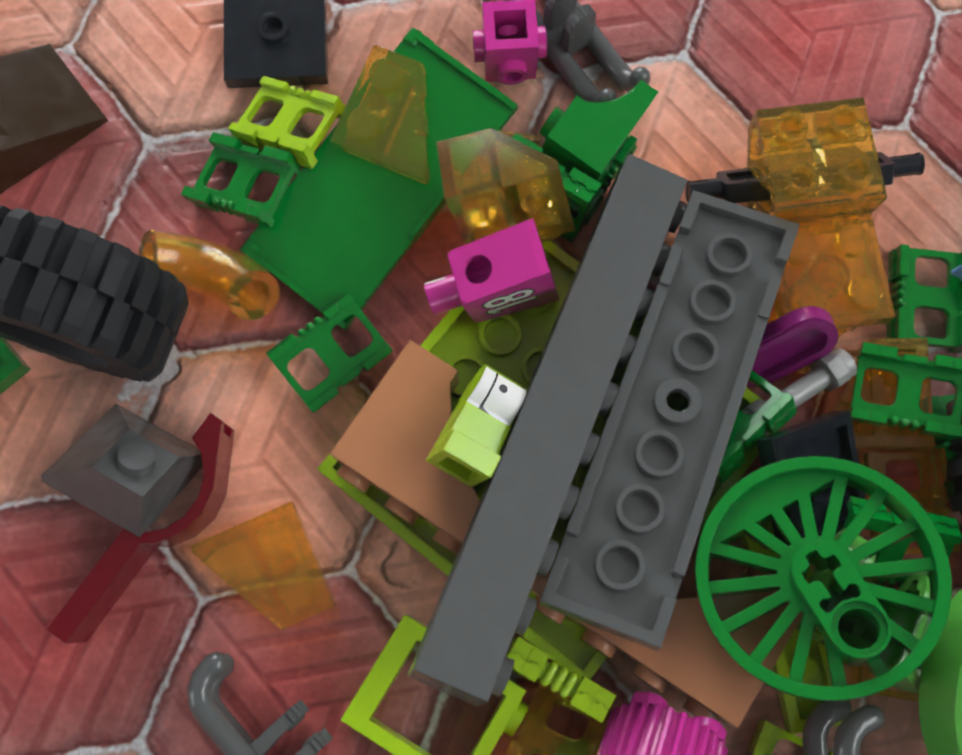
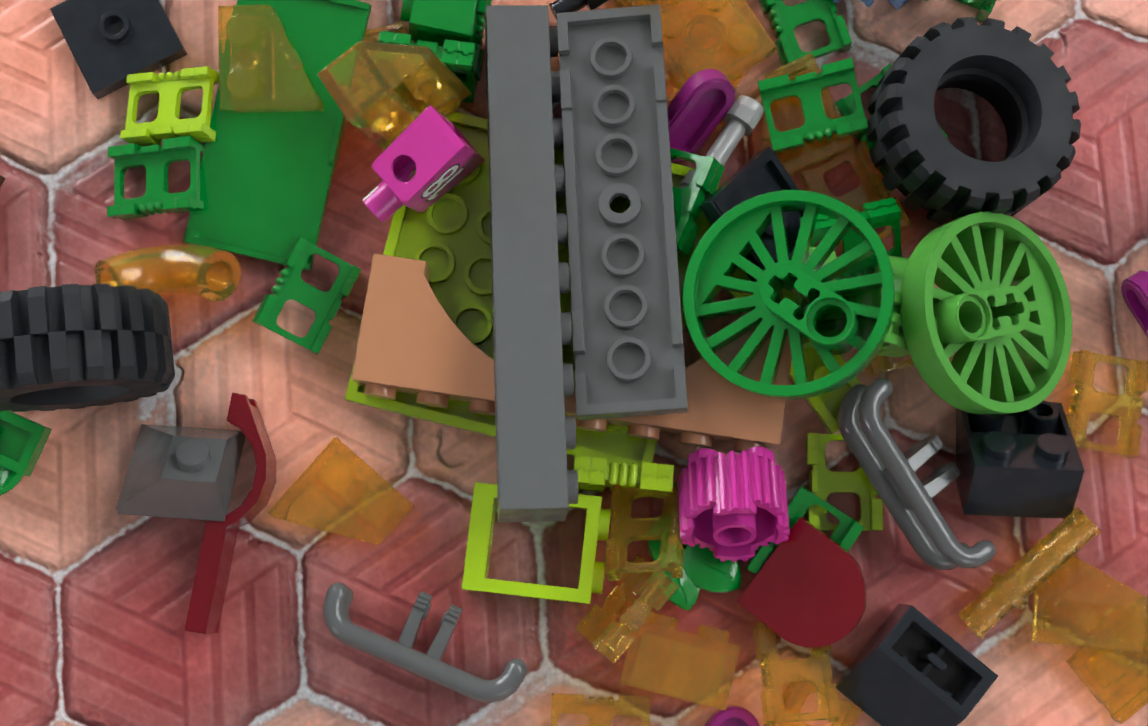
camera: 20 degrees left, 5 degrees up
(478, 427) = (464, 300): lime leg -> none

